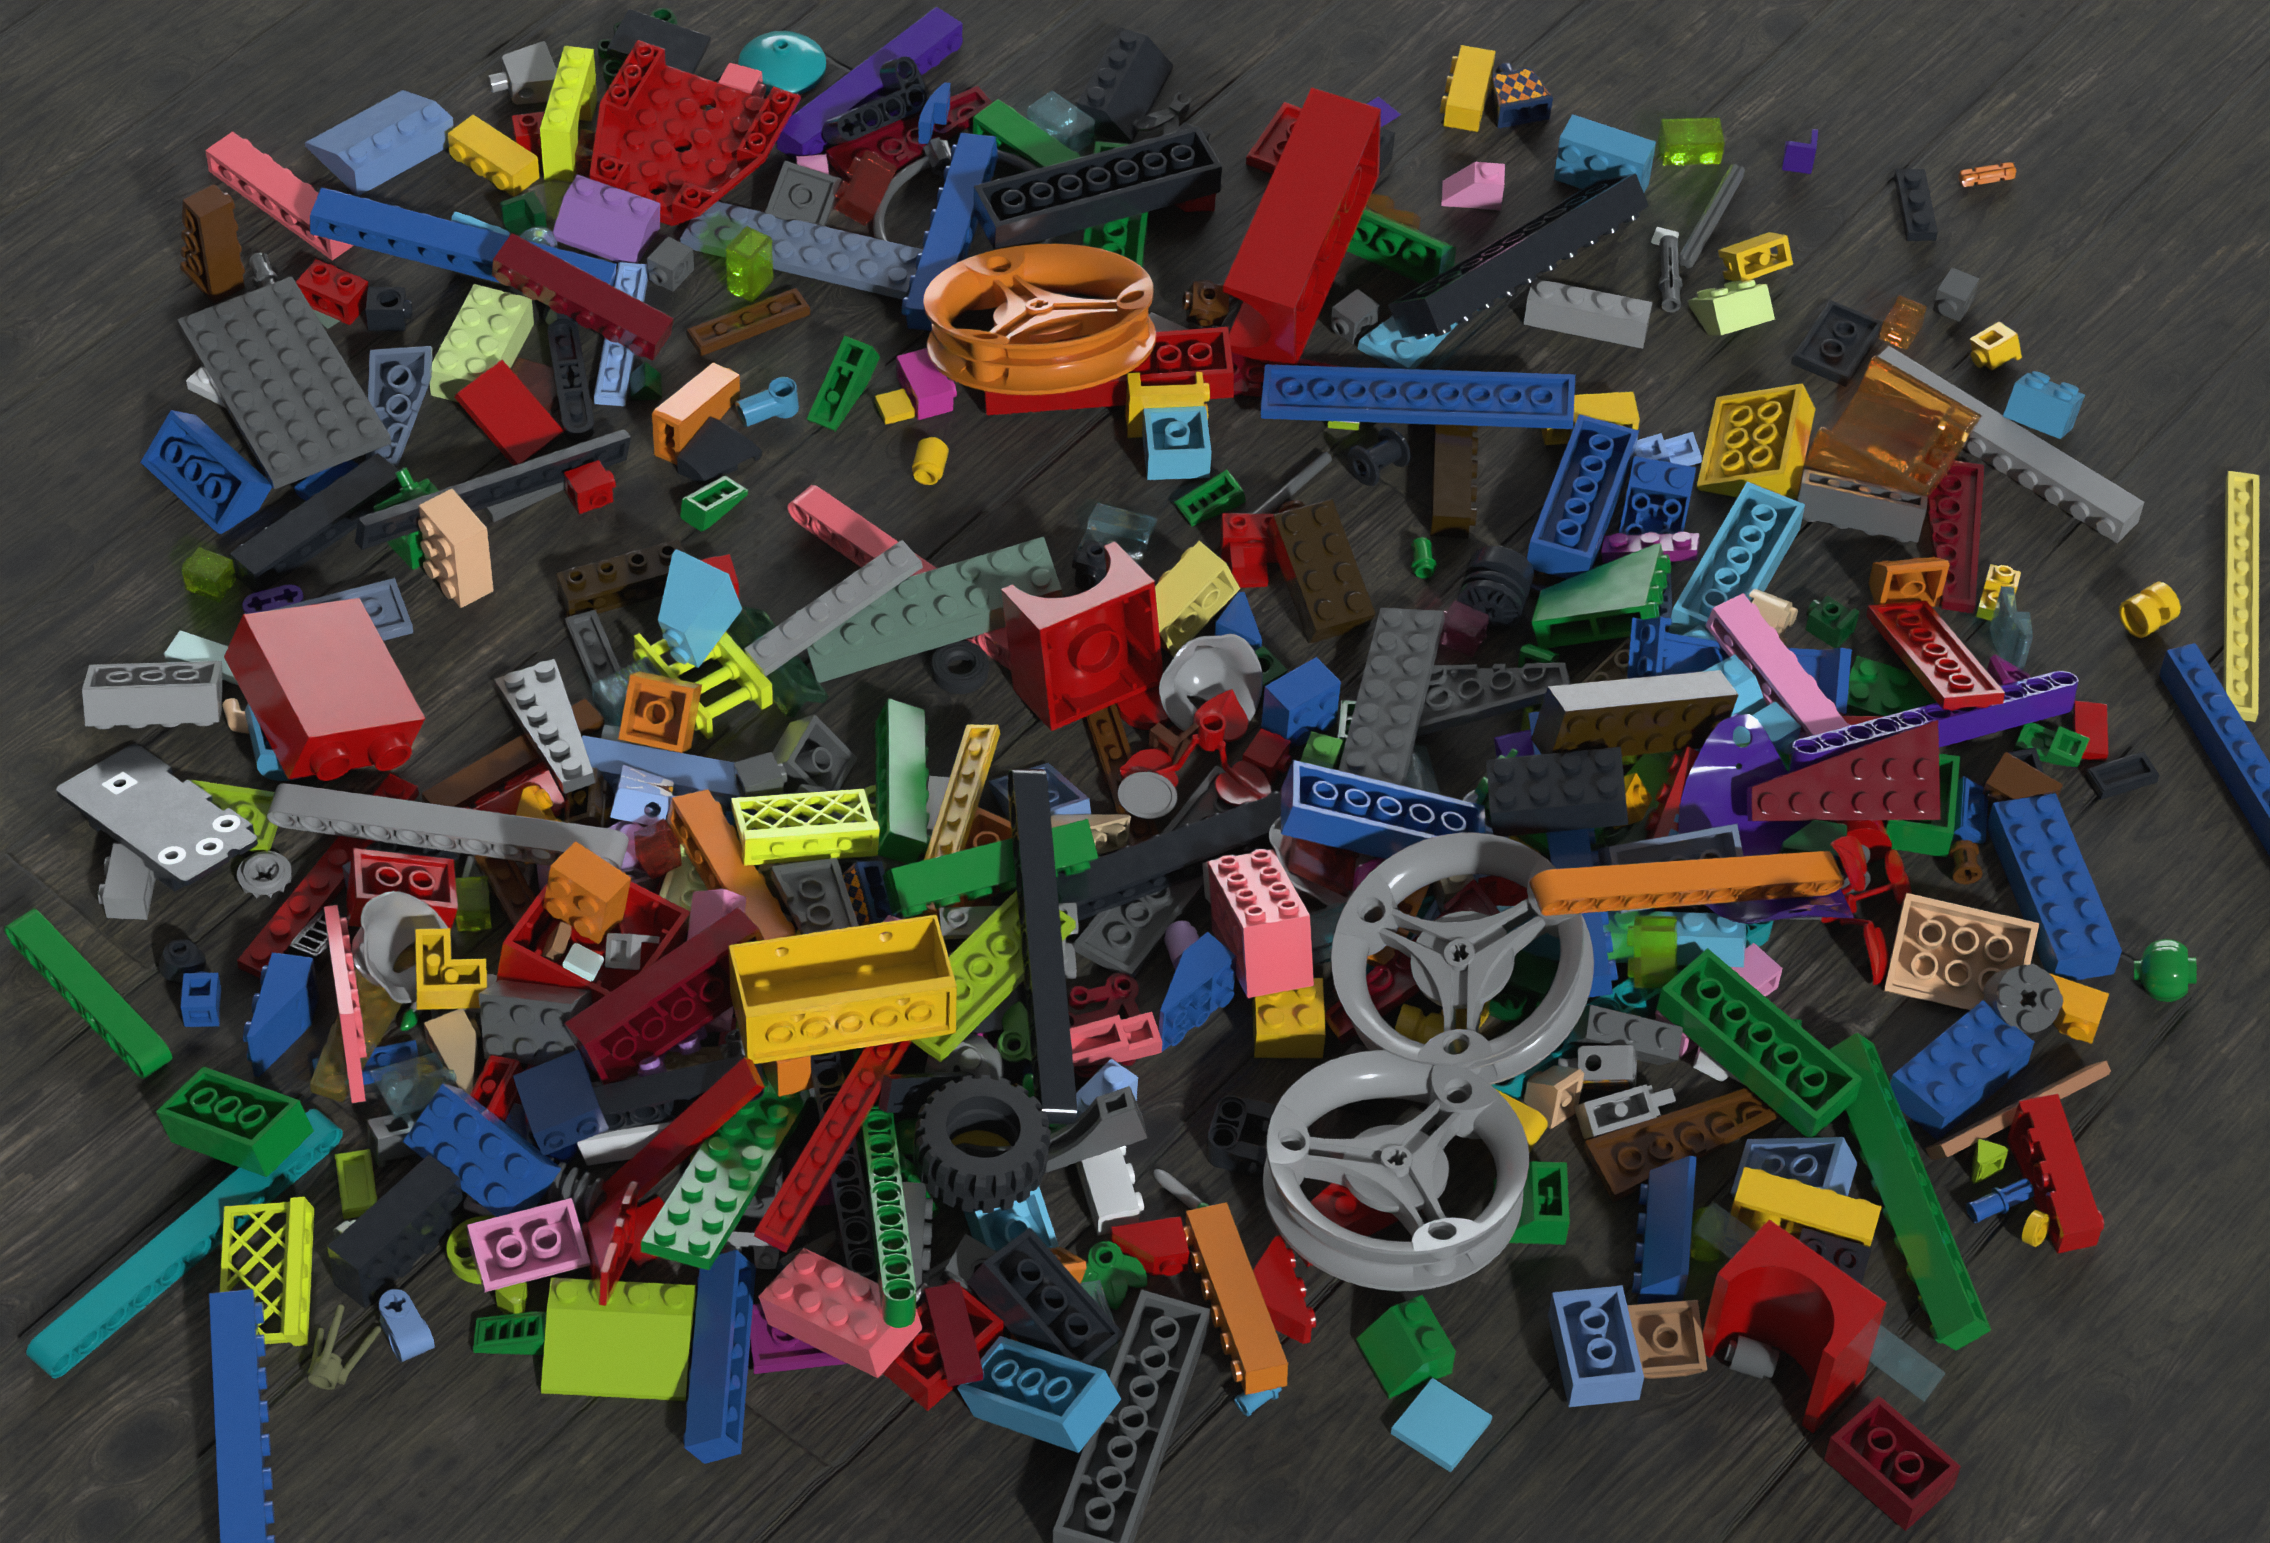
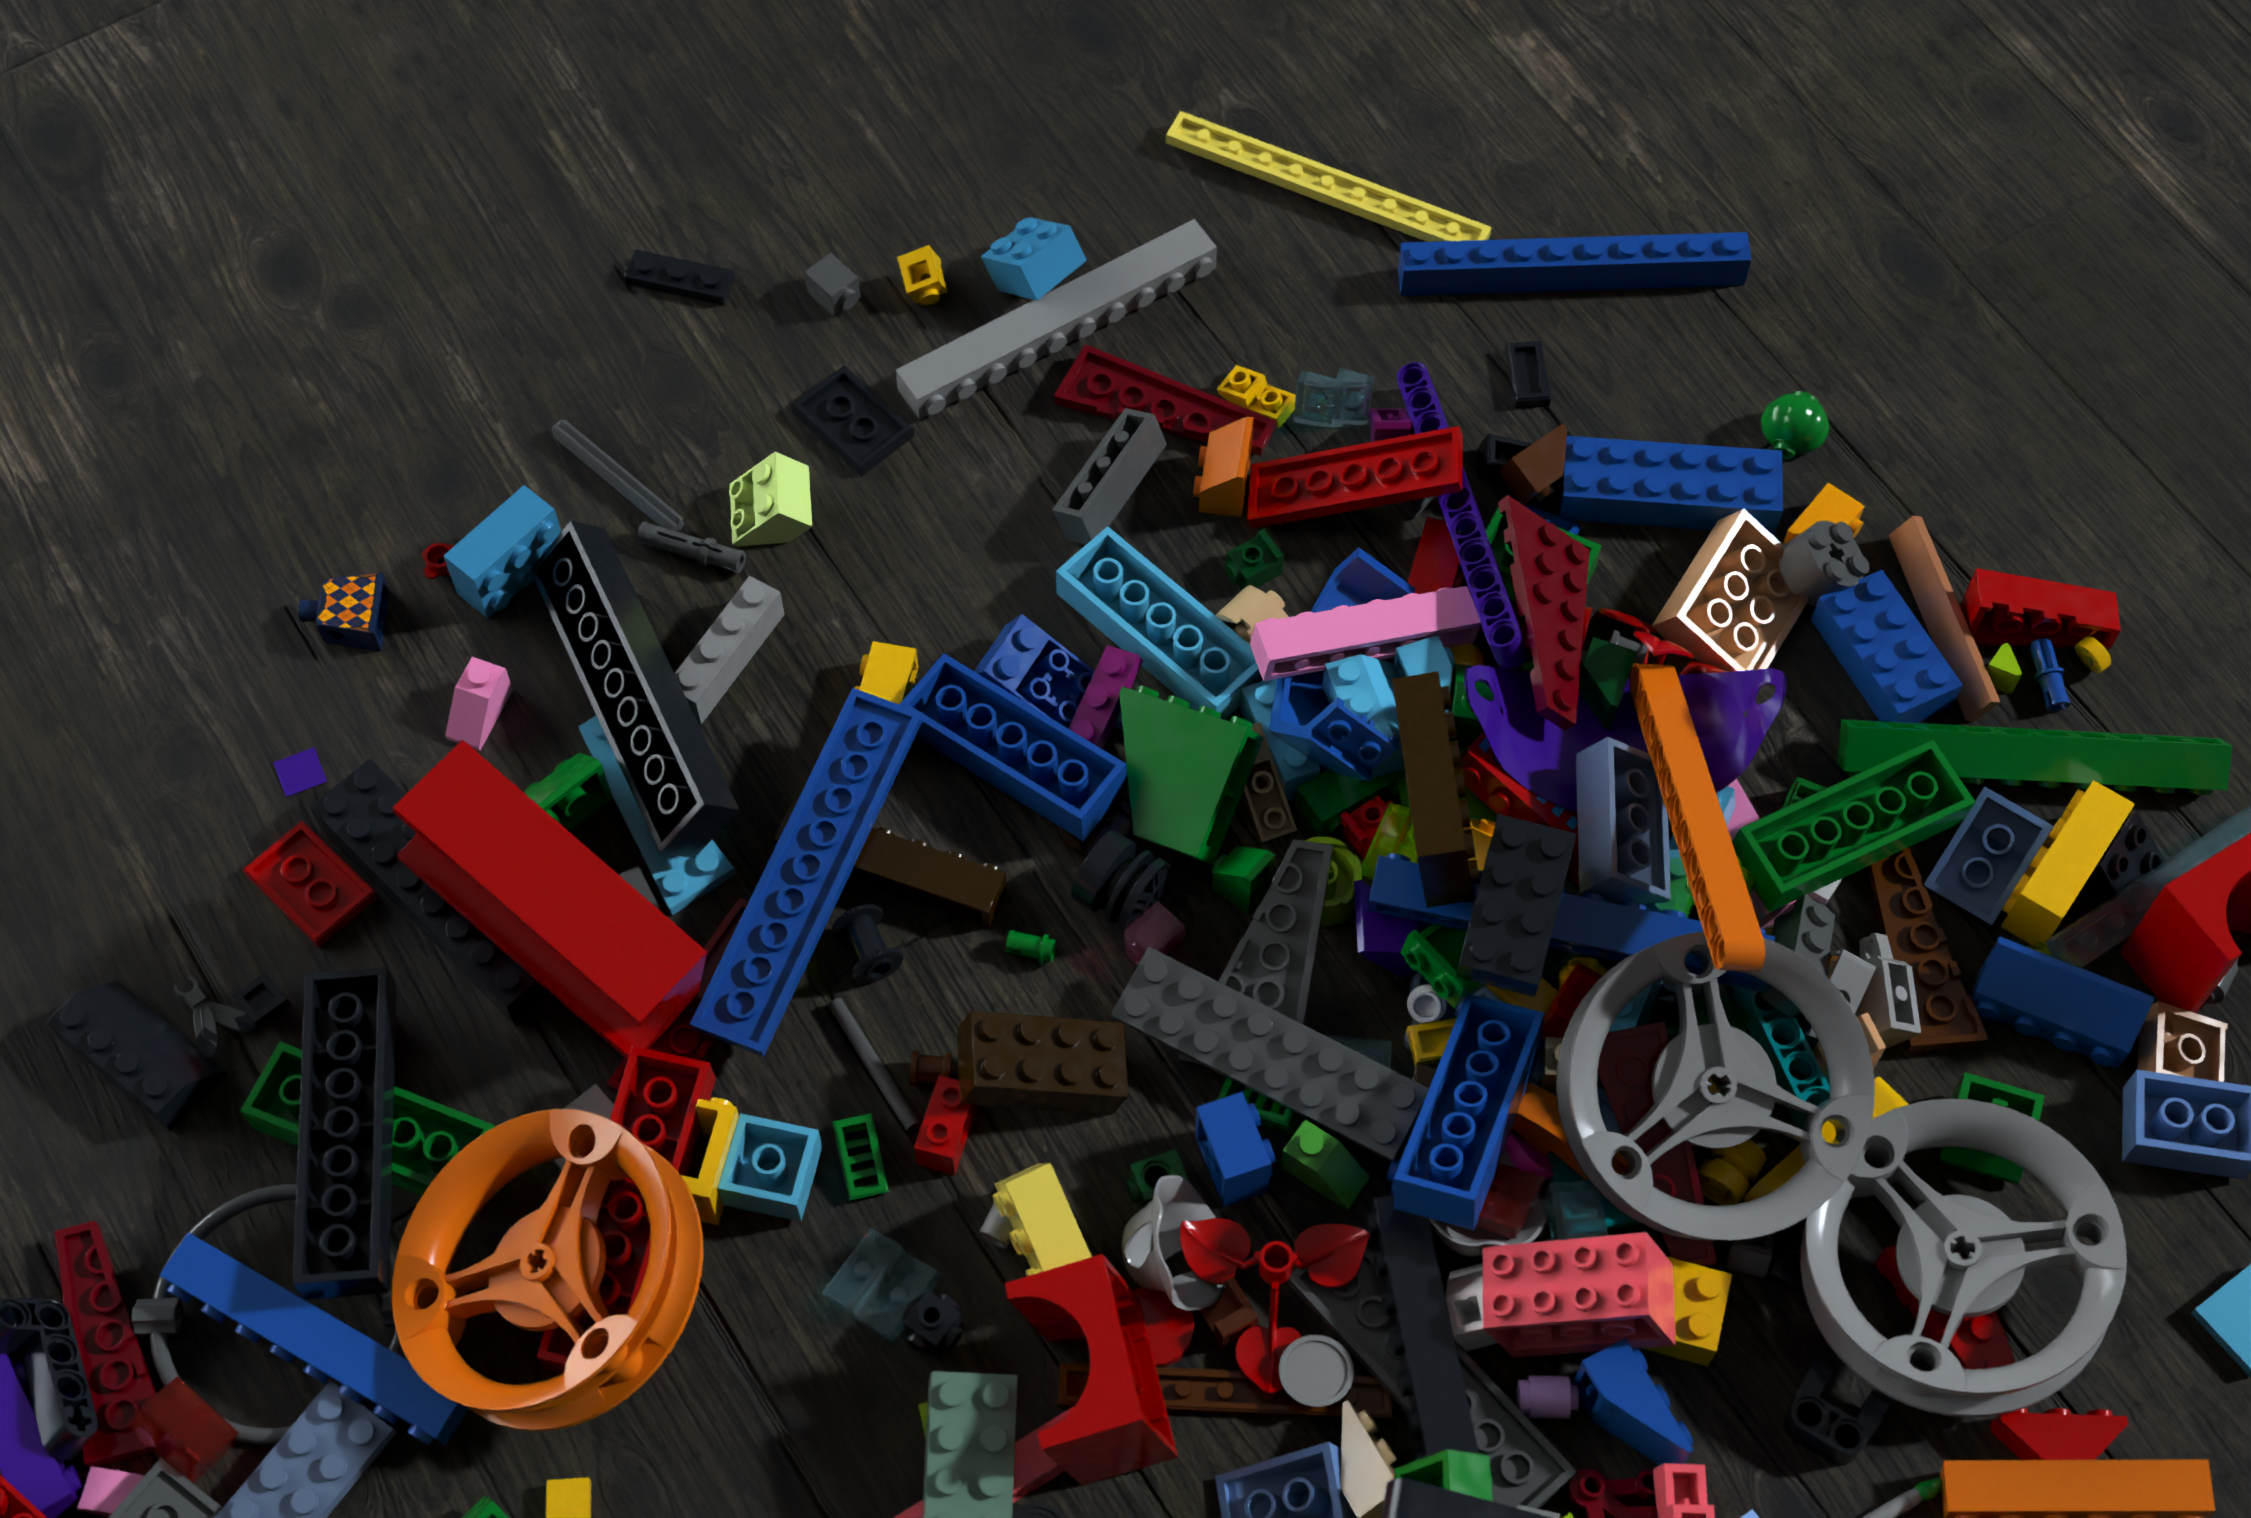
camera: 70 degrees left, 10 degrees up
(926, 387) = (550, 1454): dark pink brick -> none
(930, 460) = (683, 1481): yellow brick -> none
(934, 112) = (90, 1296): blue slope -> none
(1020, 136) = (176, 1203): green brick -> none
(1062, 121) = (167, 1147): clear light blue brick -> none
(1205, 303) = (552, 1062): reddish brown brick -> none
(1240, 621) = (1086, 1183): blue slope -> none
(1249, 564) = (982, 1147): red panel -> none
(1270, 754) = (1285, 1212): red brick -> none
(1407, 1347) = (2159, 1325): green slope -> none
(1467, 88) = (314, 658): yellow brick -> none
(1660, 232) = (624, 535): white sticker -> none
(1676, 450) = (954, 633): light blue slope -> none
(1691, 141) = (501, 457): clear neon green brick -> none
(1753, 257) = (710, 452): yellow brick -> none
(1758, 441) = (979, 548): yellow slope -> none
(1800, 156) = (565, 357): dark purple panel -> none
(1883, 690) = (1380, 531): green plate -> none
(1895, 432) = (1030, 412): clear orange windscreen -> none
(1903, 322) = (853, 347): clear orange brick -> none
(1965, 862) = (1615, 552): reddish brown bush -> none
(1987, 174) = (664, 196): orange axle -> none
(2053, 747) = (1482, 416): green slope -> none
(2091, 722) = (1464, 380): red tile -> none
(2149, 609) = (1330, 268): yellow wheel -> none

